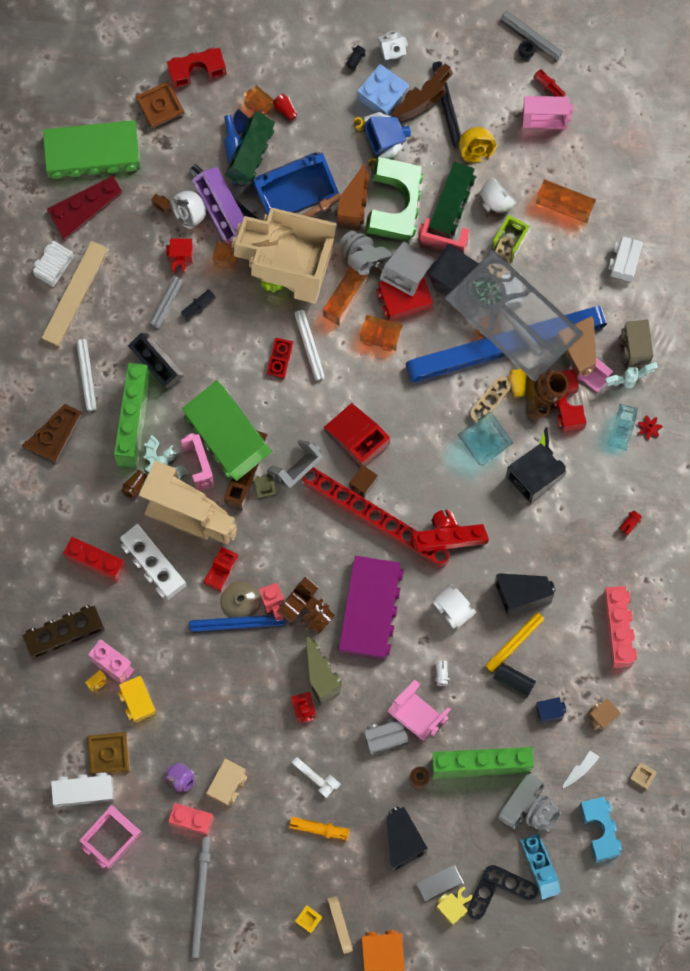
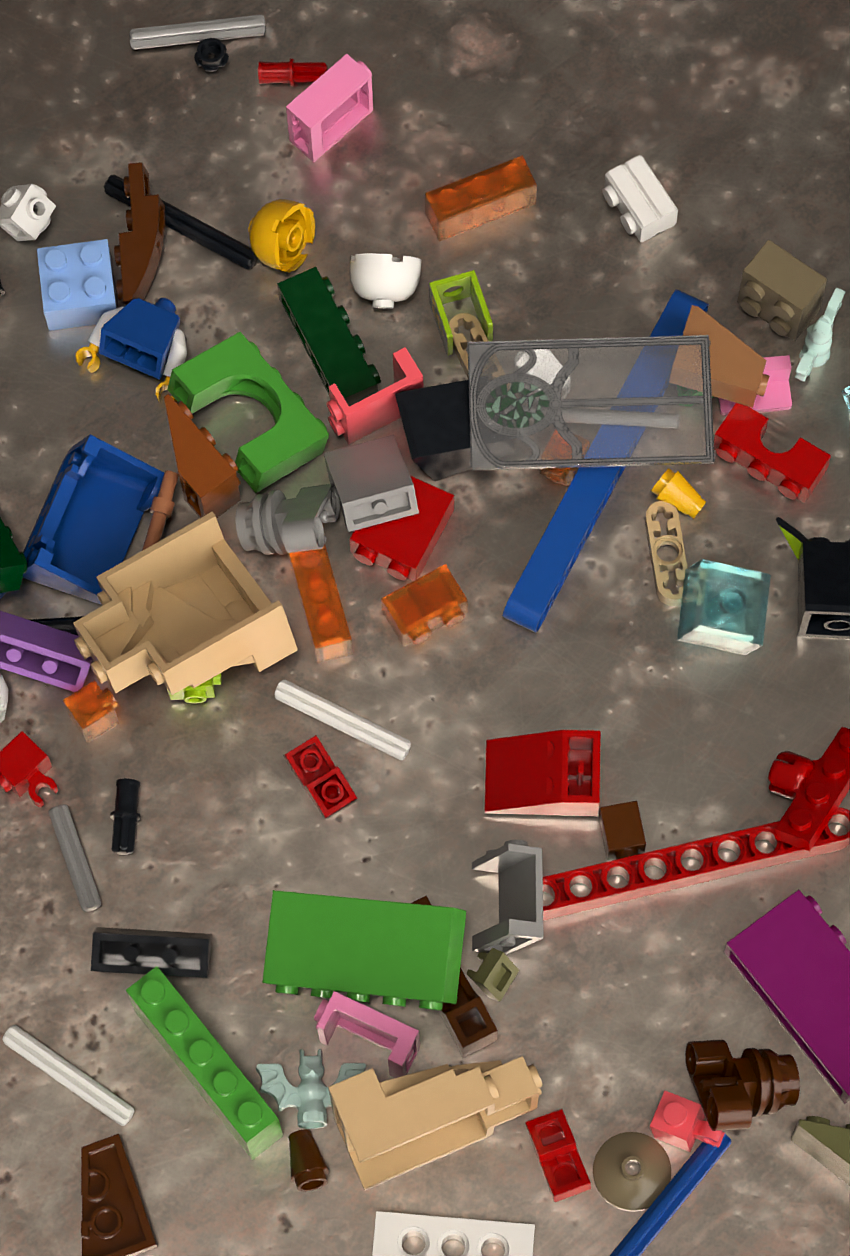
camera: 45 degrees left, 5 degrees down
(545, 391) = (739, 461): reddish brown beam -> none

